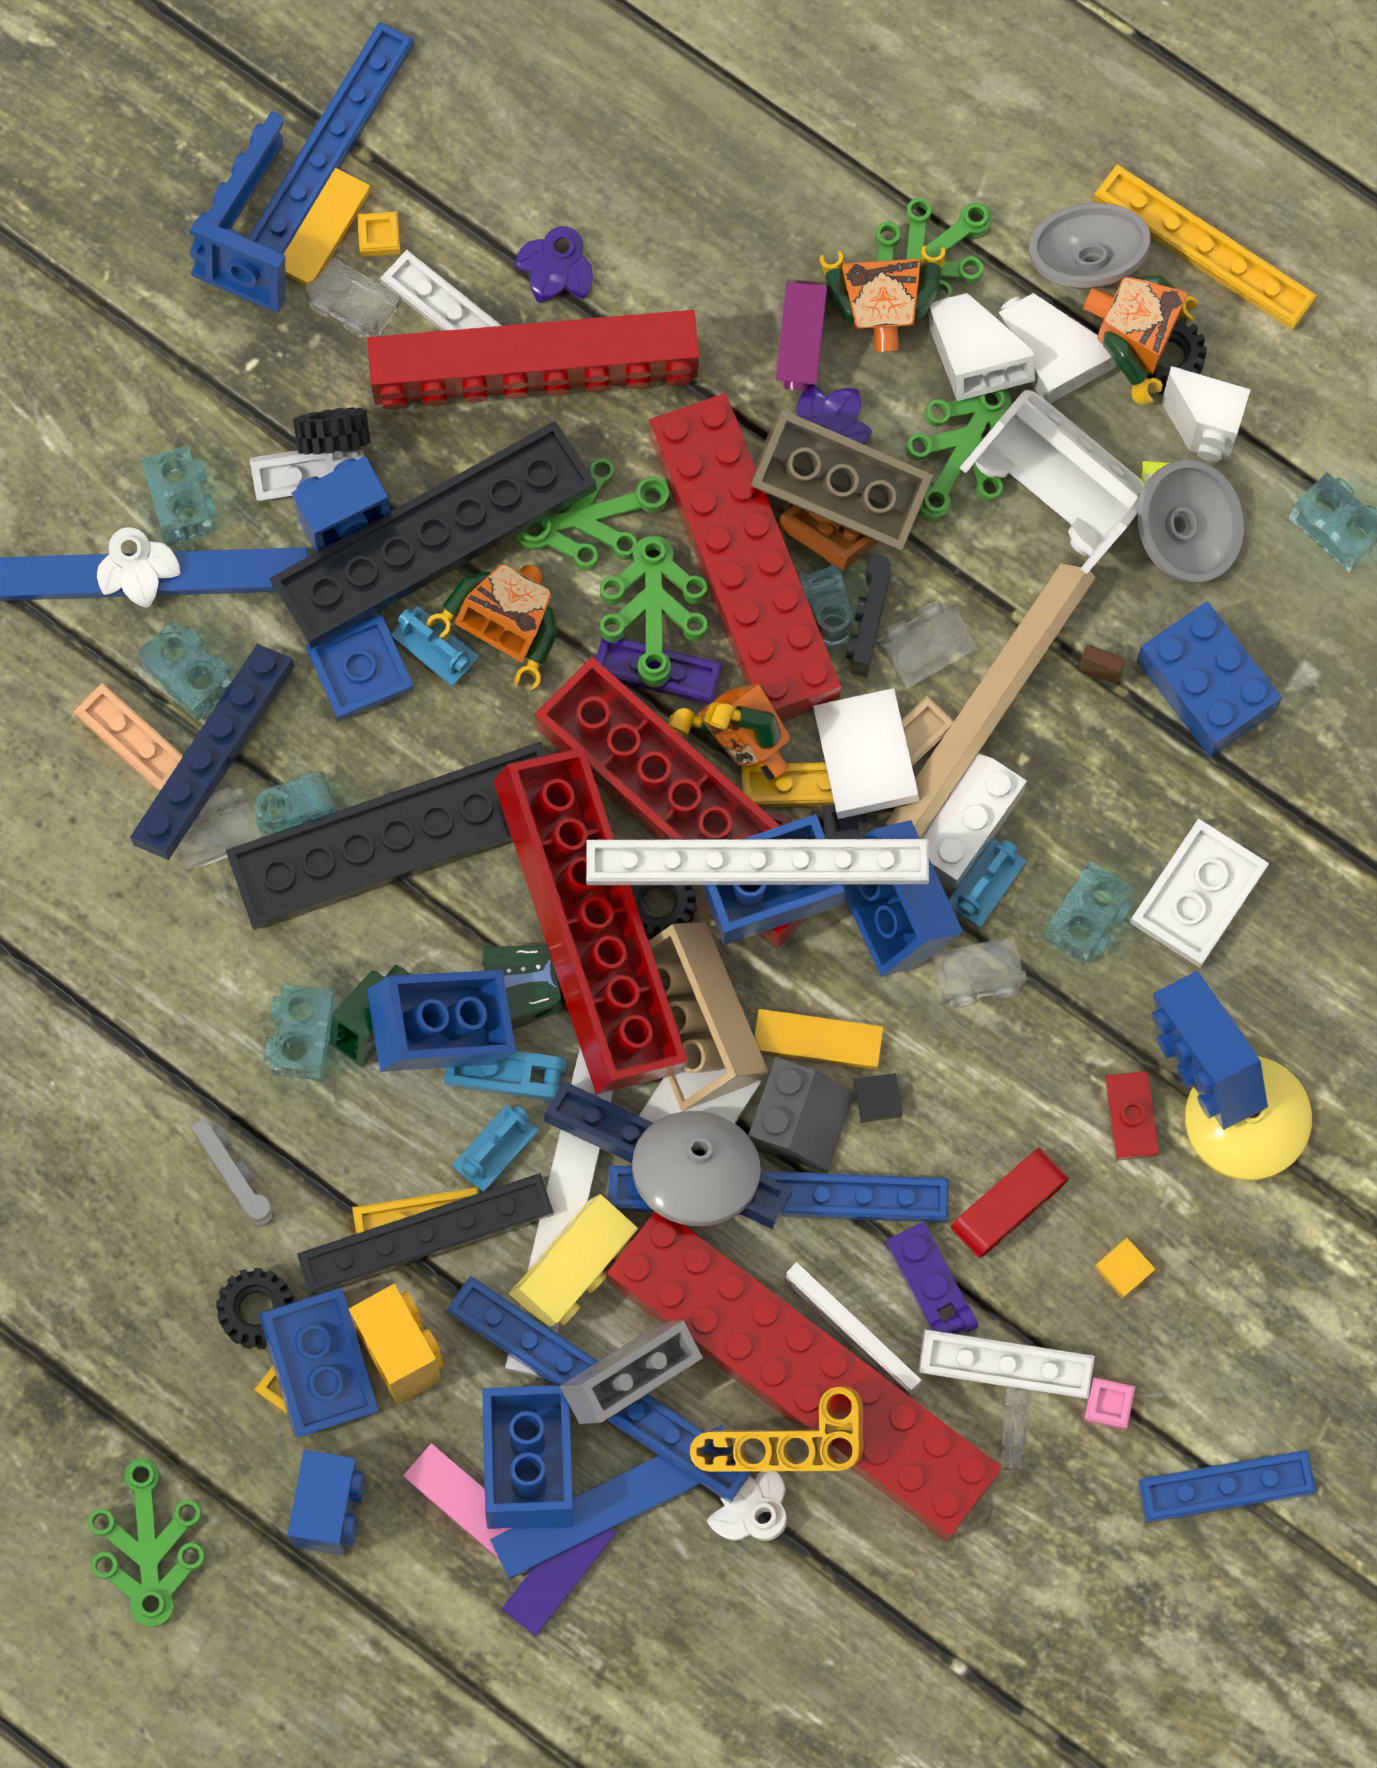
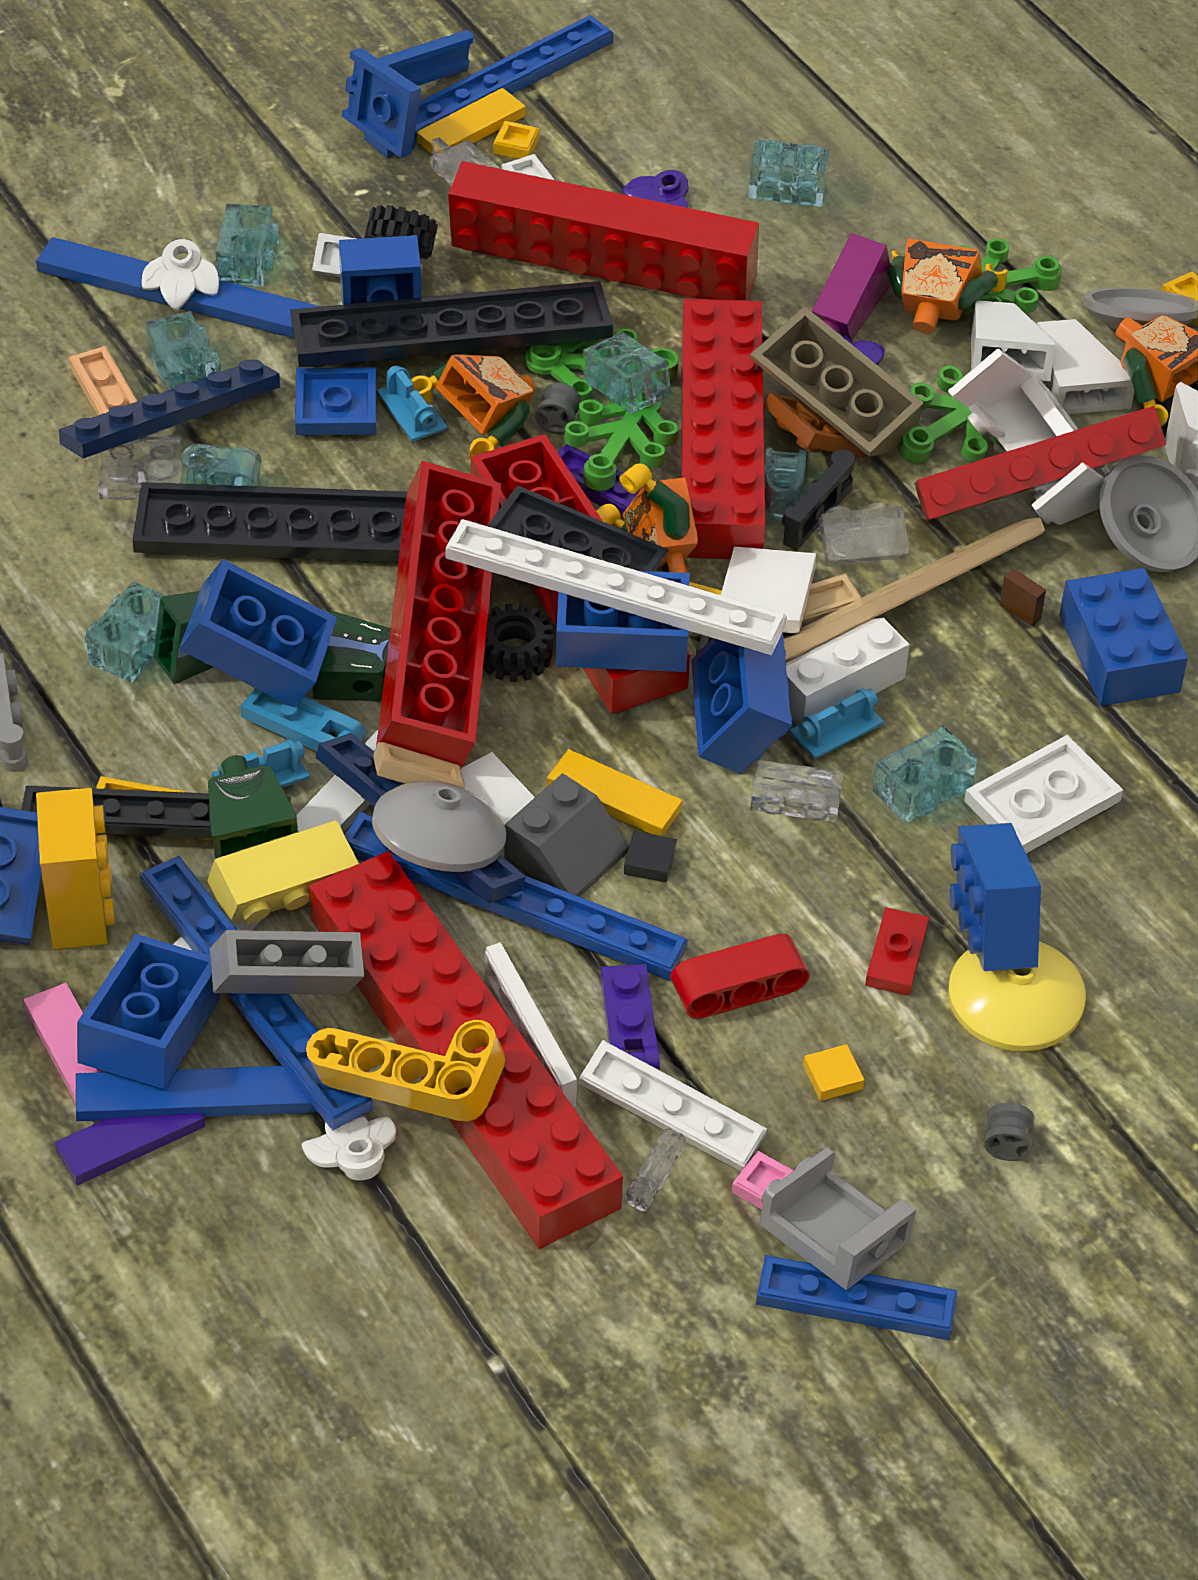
camera: 20 degrees right, 25 degrees down
(516, 1213) = (247, 807): none -> dark green torso
(577, 595) = (558, 407): none -> dark grey wheel
(637, 532) = (627, 372): none -> clear light blue brick
(643, 1102) = (411, 766): none -> tan tile
(676, 185) = (788, 172): none -> clear light blue brick
(682, 796) = (563, 527): none -> black tile
(706, 1012) = (513, 726): tan slope -> none
(1070, 513) = (1039, 463): none -> red brick
(1185, 1428) = (833, 1221): none -> light grey panel
(1296, 1275) = (1009, 1131): none -> dark grey wheel

